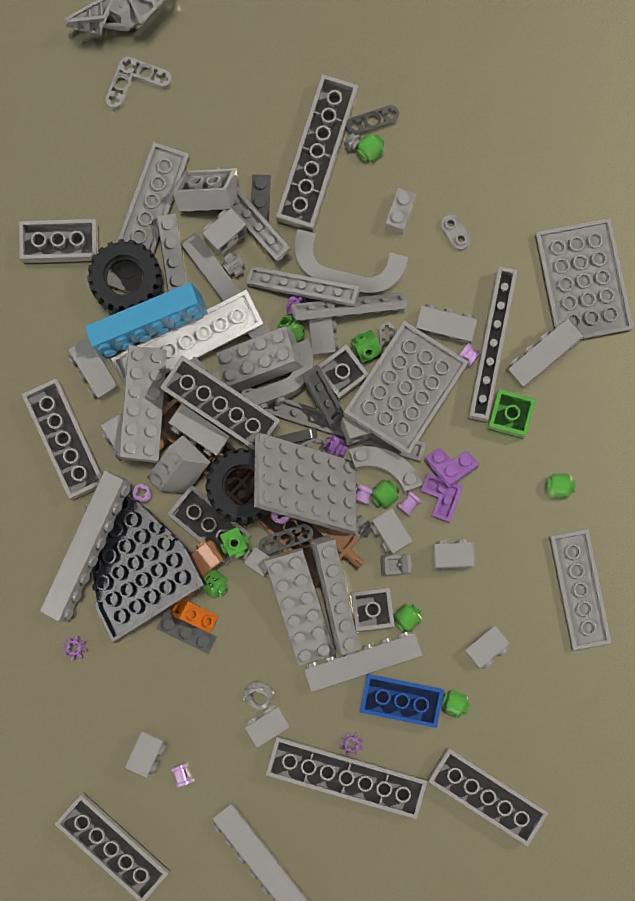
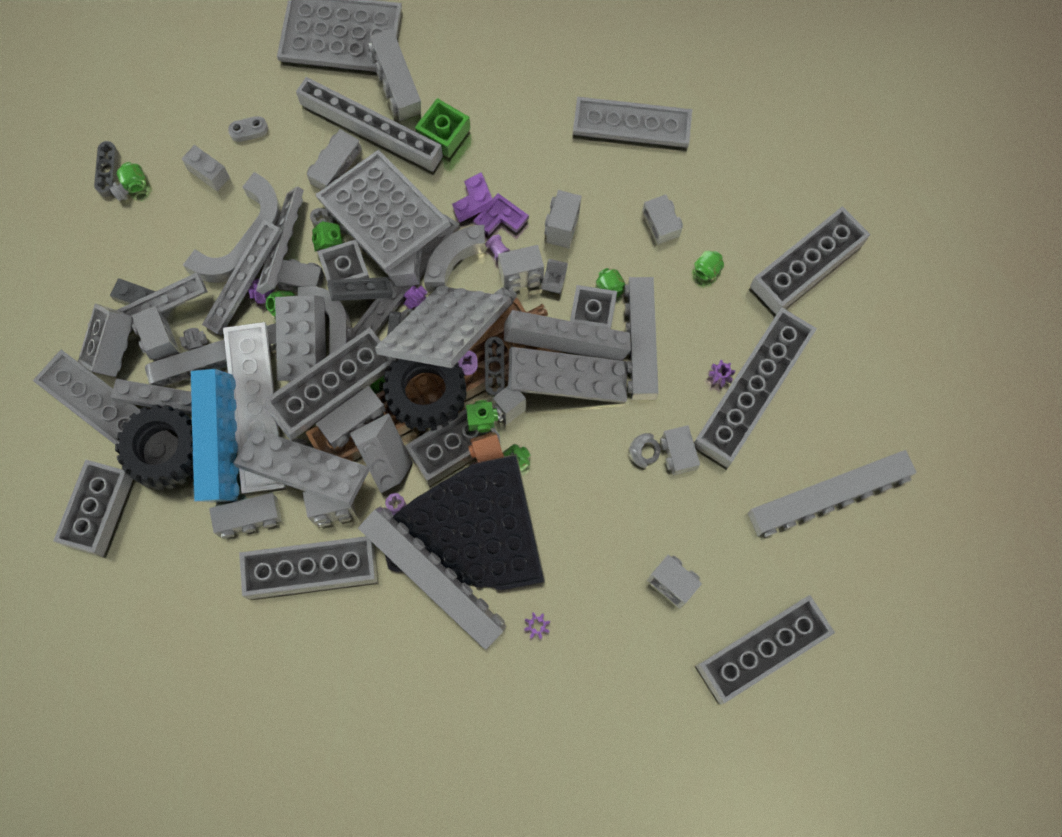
camera: 75 degrees left, 10 degrees down
(182, 775) = (706, 553): lavender bush -> none
(186, 632) = (557, 504): dark grey plate -> none
(194, 615) = (542, 488): orange bracket -> none
(317, 153) = (114, 224): light grey brick -> none
(363, 494) = (473, 285): lavender wheel -> none
(385, 493) = (480, 267): bright green head -> none
(401, 700) = (692, 311): blue brick -> none
(469, 354) = (370, 148): lavender wheel -> none
(560, 485) = (527, 109): bright green head -> none

